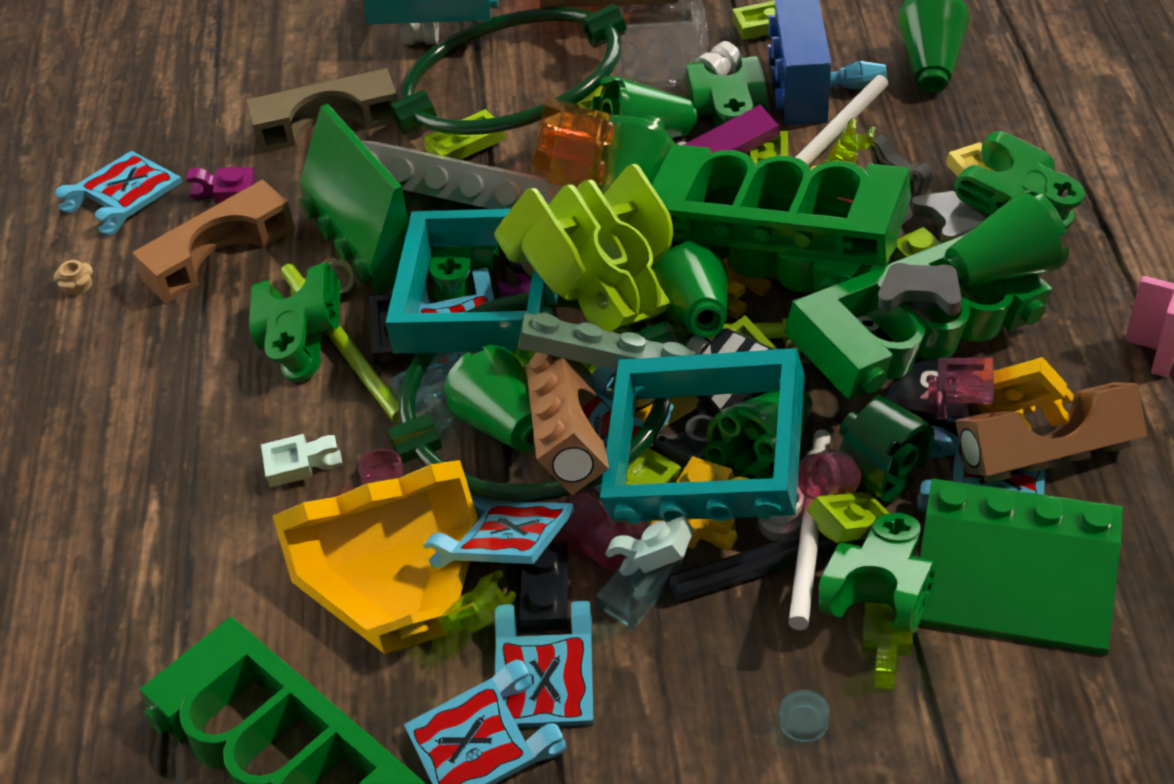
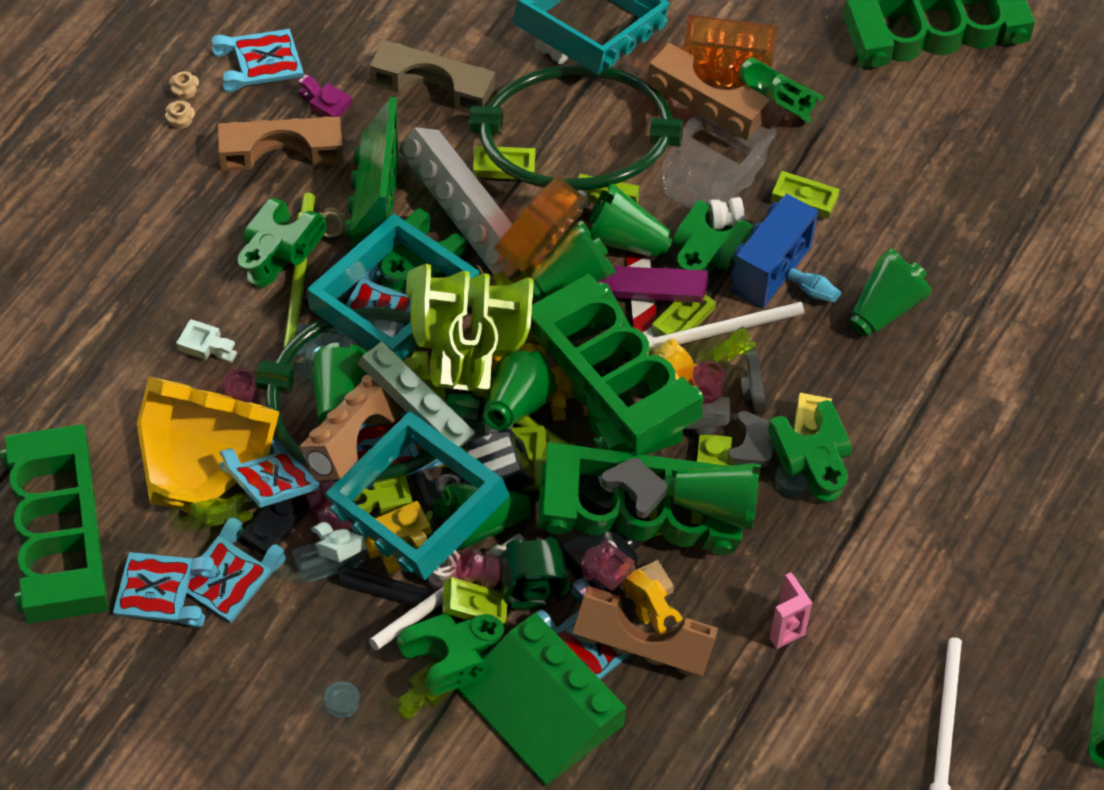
camera: 30 degrees right, 10 degrees up
(55, 250) = (184, 85): none -> tan plate

